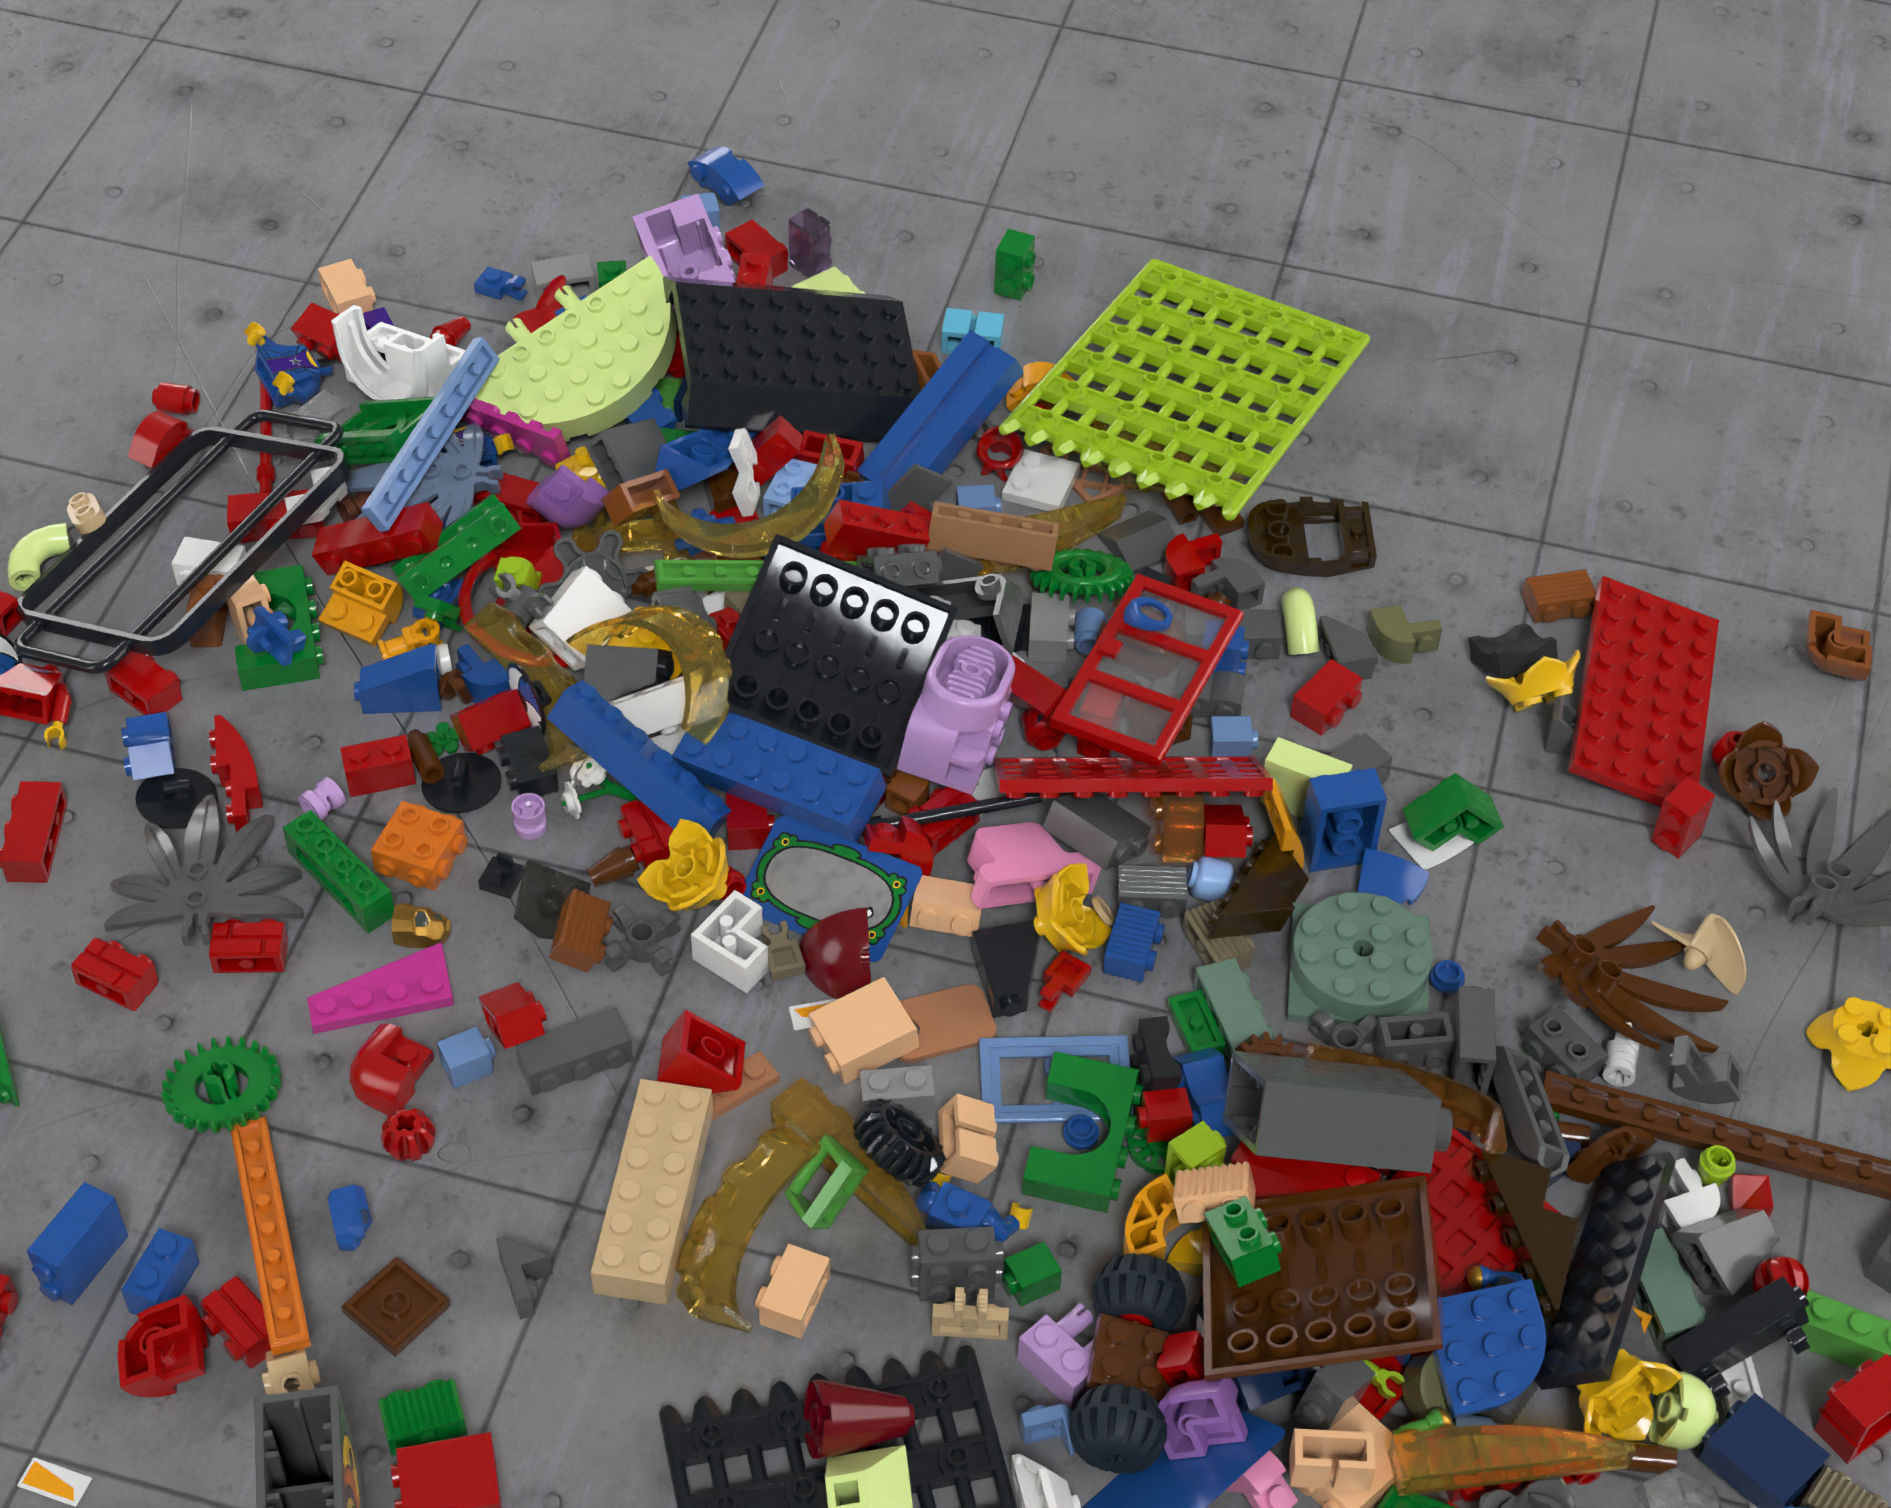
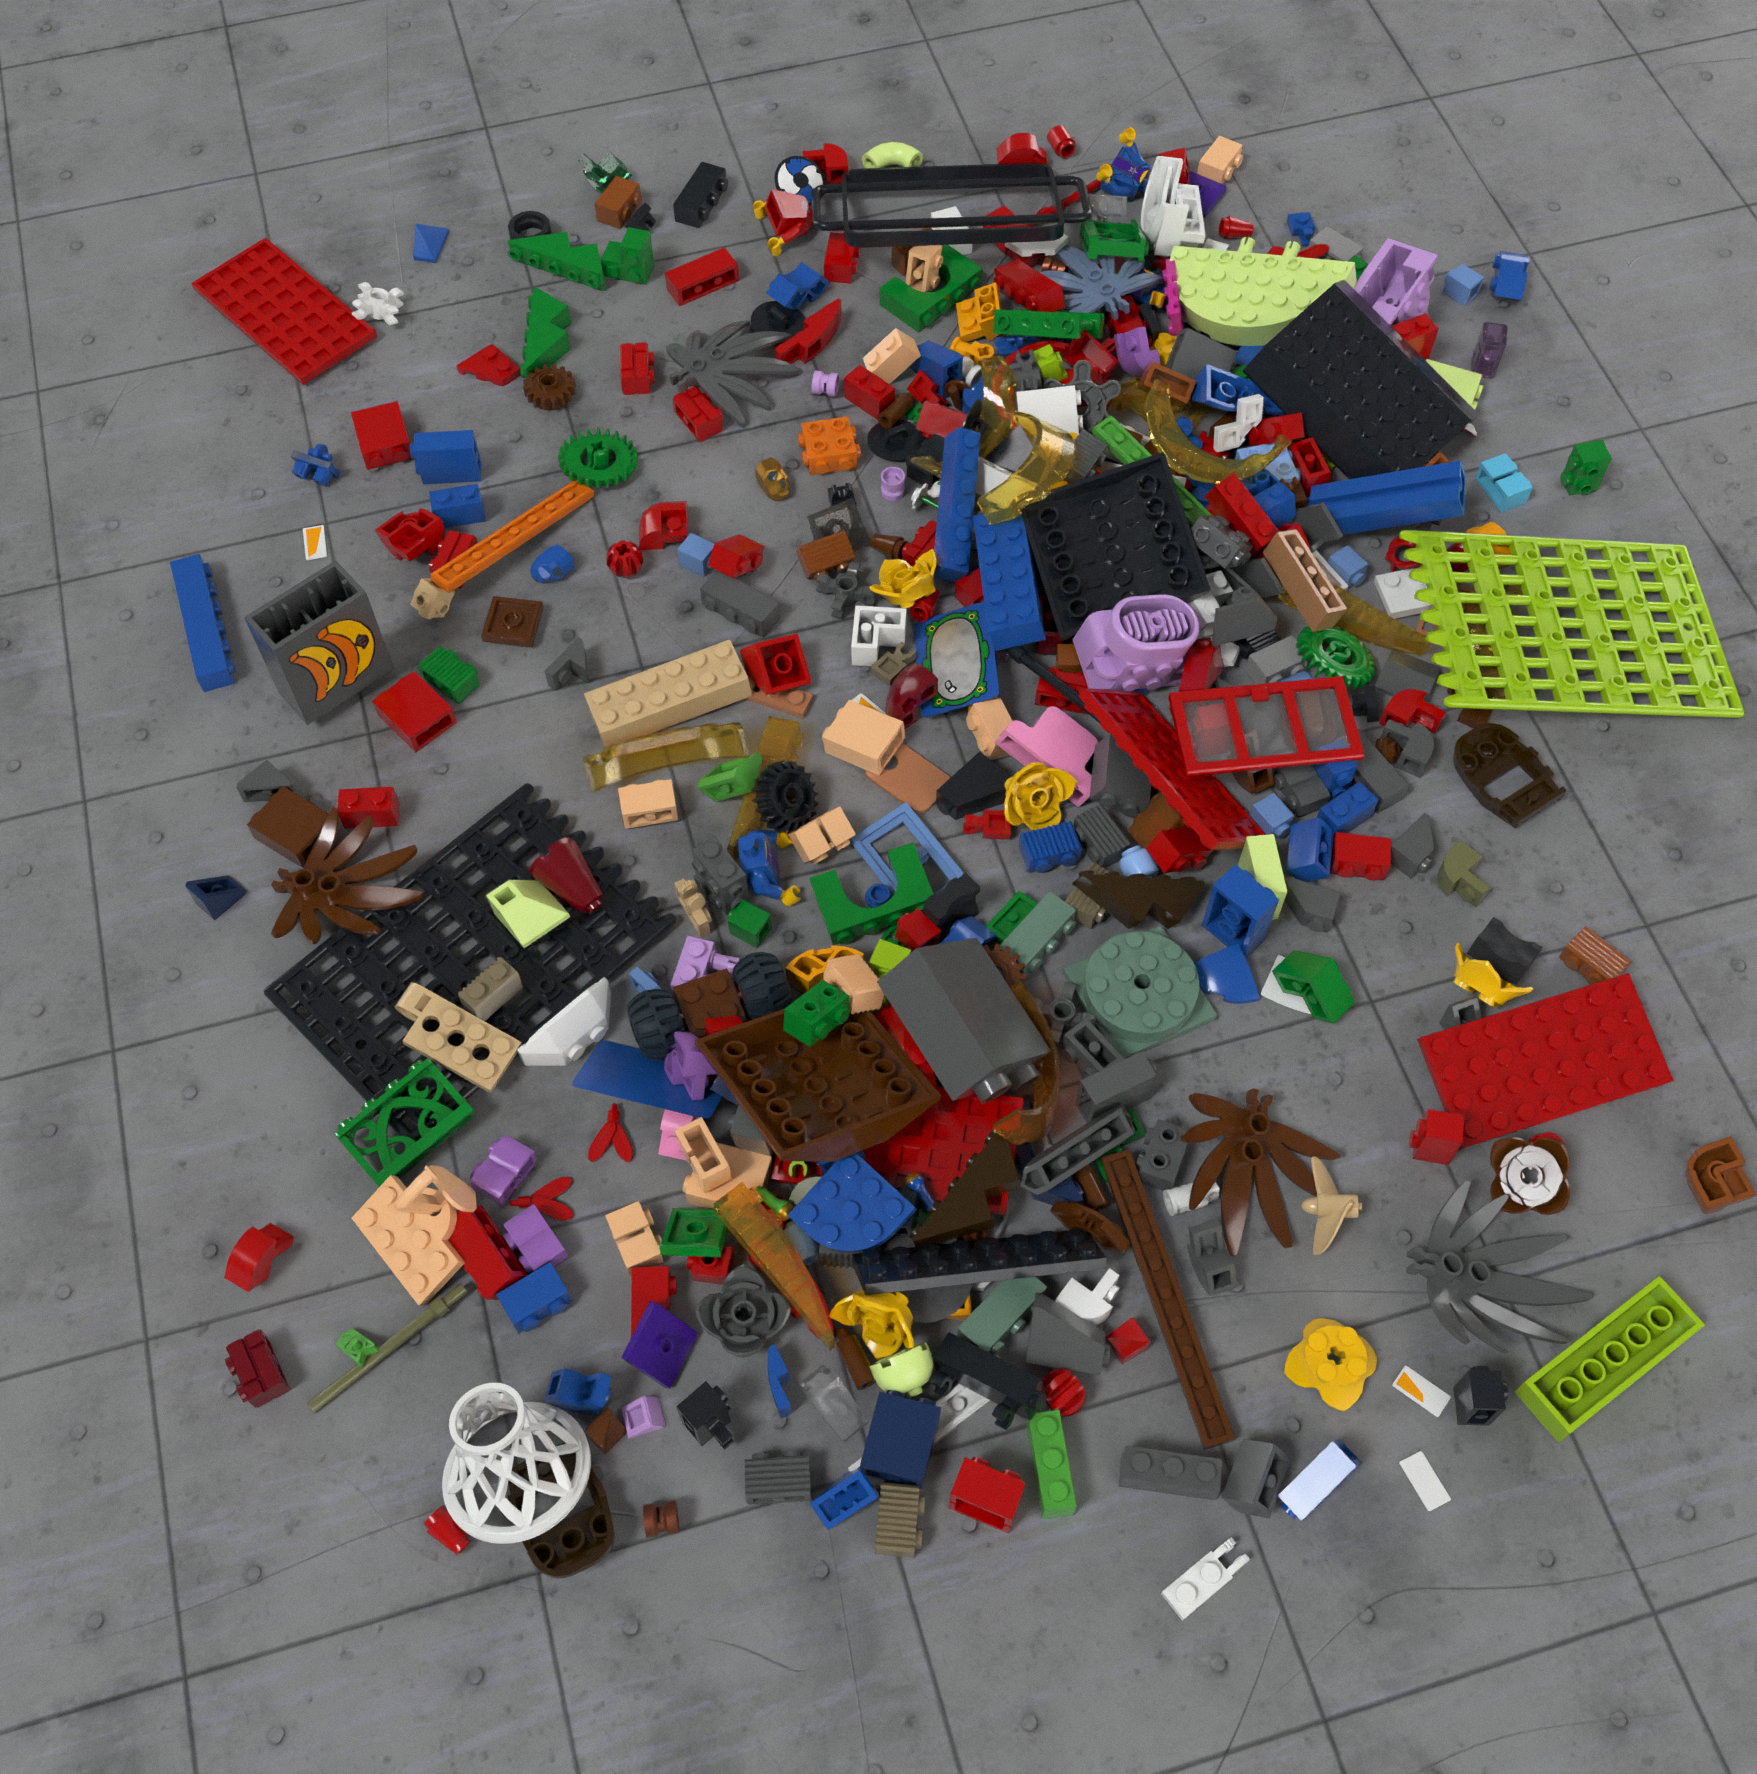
camera: 60 degrees right, 10 degrees up
(55, 1080) = (549, 387): none -> reddish brown gear
(85, 512) = (939, 157): tan plate -> none
(271, 635) = (917, 278): blue hips -> none
(339, 871) = (780, 419): green brick -> none
(354, 711) = (892, 356): none -> light nougat brick
(391, 991) = (721, 496): dark pink wing -> none
(418, 713) = (924, 389): none -> red plate
(430, 435) = (1115, 254): medium blue plate -> none
(439, 611) = (997, 344): green plate -> none
(532, 467) = (1152, 325): none -> black tile
(754, 238) = (1460, 330): red brick -> none
(904, 1085) = (832, 782): light grey brick -> none
(905, 842) = (1019, 678): red brick -> none
(1103, 910) = (1062, 814): tan piece -> none
(1136, 619) = (1293, 698): blue piece -> none
(1269, 677) = (1349, 809): none -> blue brick
(1283, 823) = (1203, 882): light orange slope -> none
(1295, 724) = (1310, 850): none -> blue brick
(1300, 622) = (1412, 802): yellowish green cylinder -> none
(1447, 976) = (1173, 1052): blue plate -> none
(1716, 1165) = (1131, 1296): lime cone -> none

